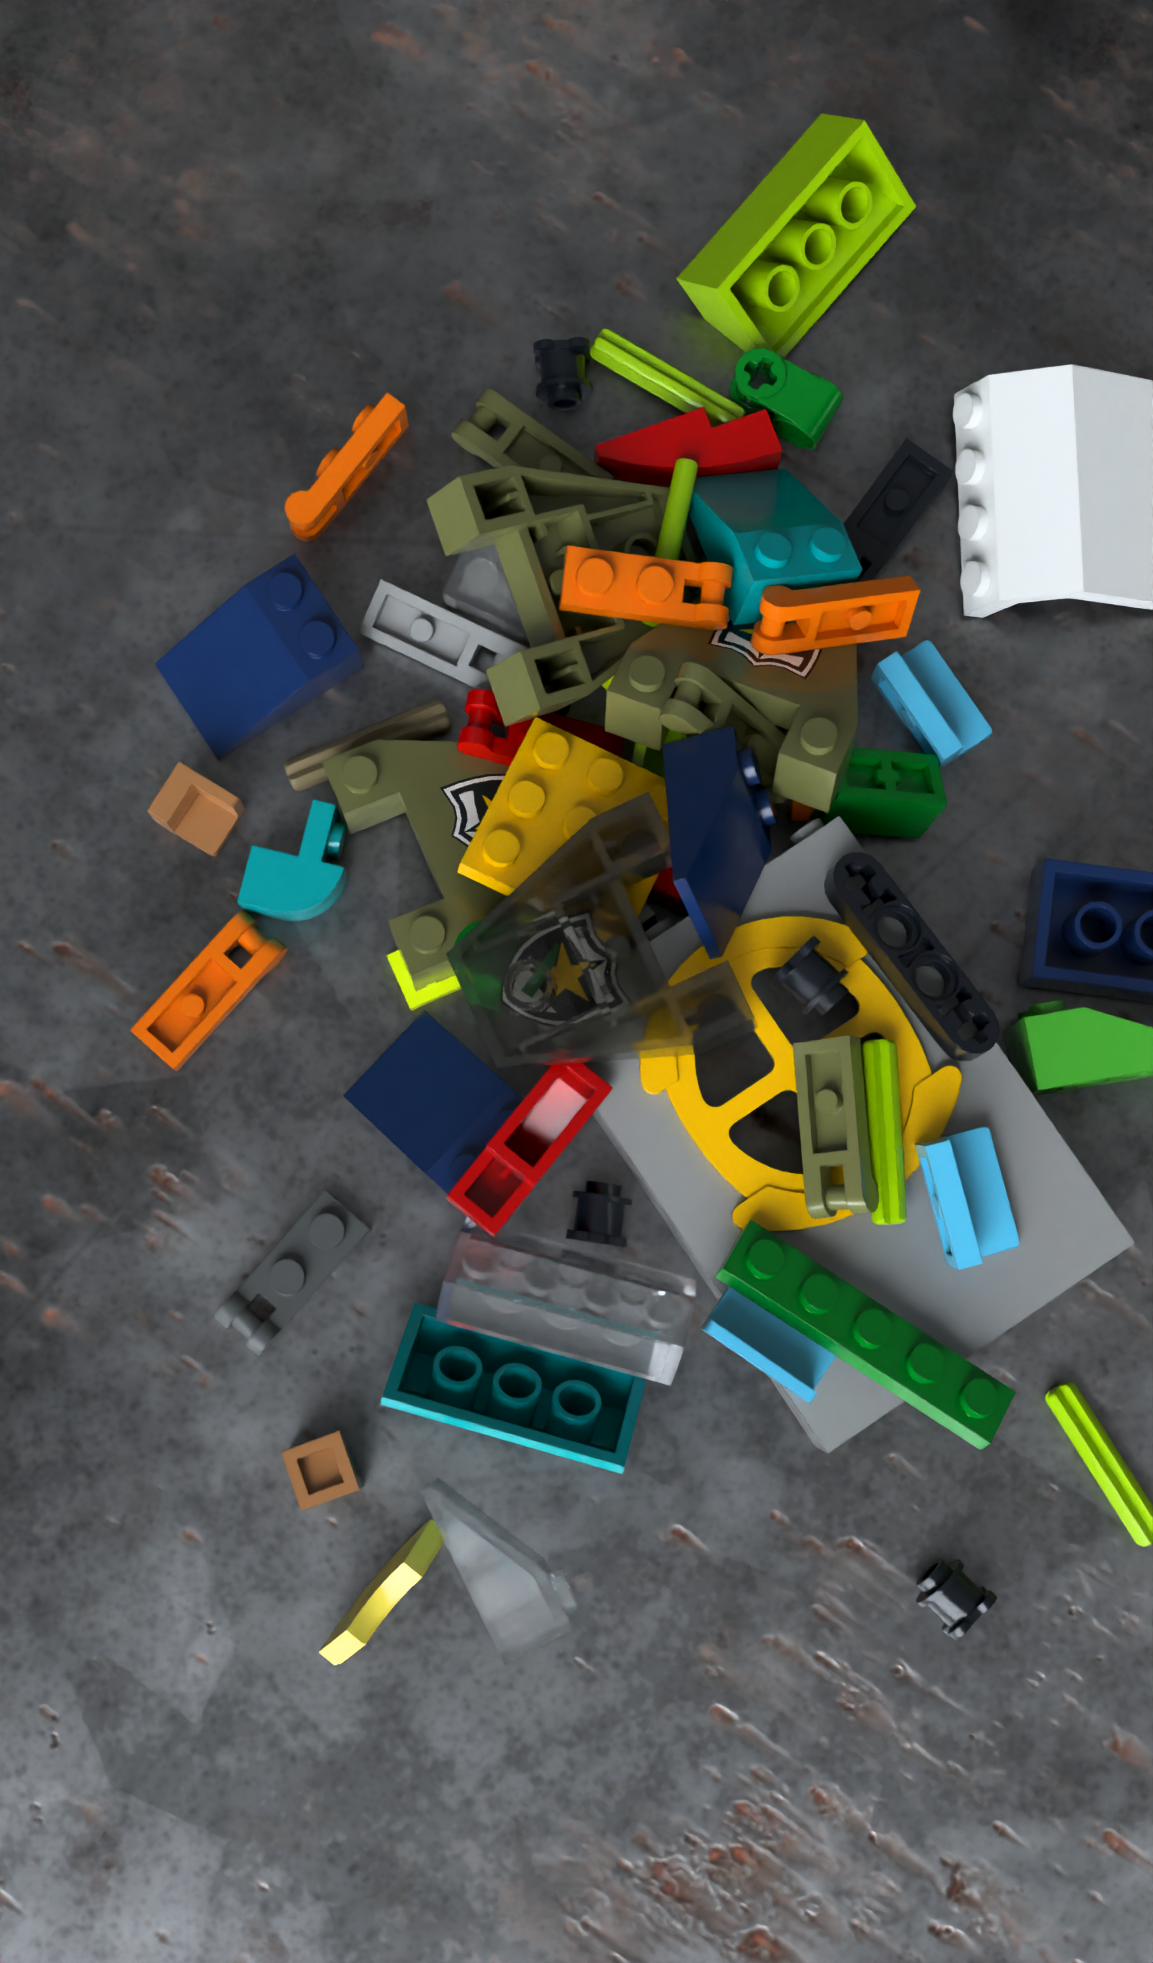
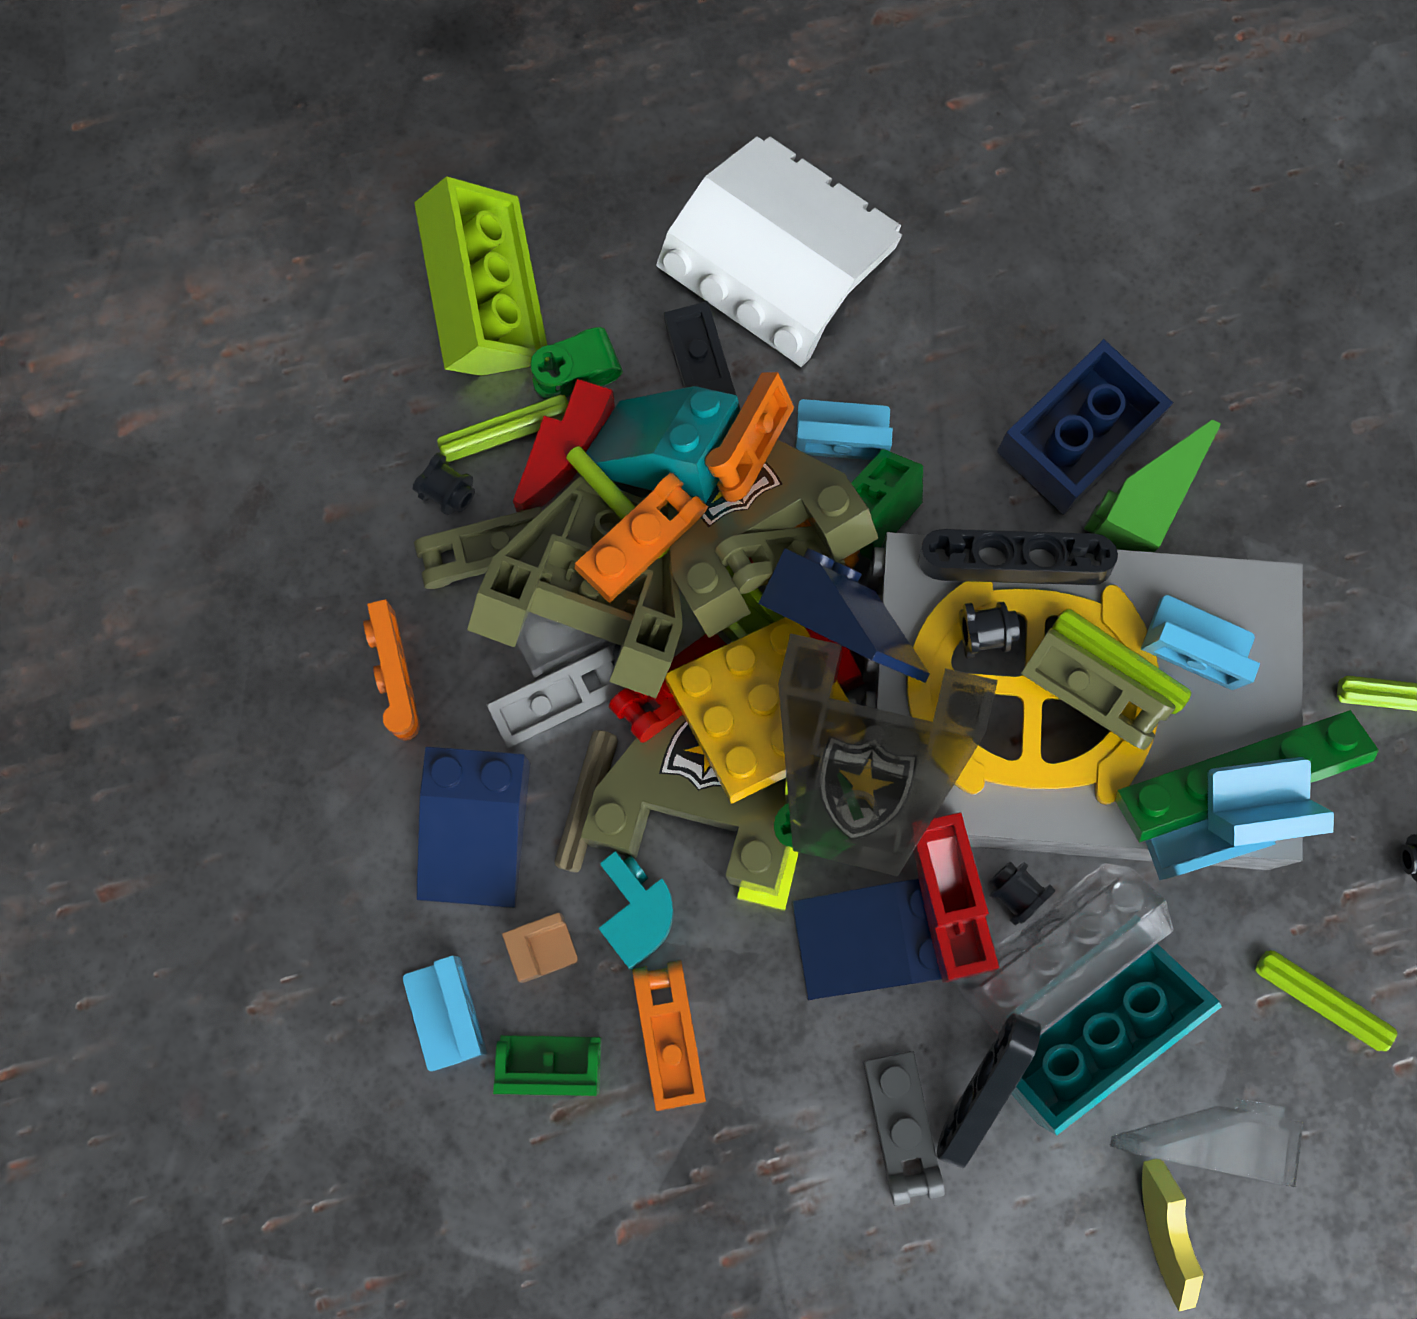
camera: 50 degrees left, 5 degrees down
(72, 772) = (444, 1014): none -> medium azure panel
(96, 901) = (547, 1065): none -> green hinge
(321, 1470) = (1059, 1212): medium nougat panel -> none
(378, 1315) = (989, 1090): none -> black beam
(726, 1591) = (1326, 1001): none -> lime axle
(844, 1364) = (1264, 802): none -> medium azure panel

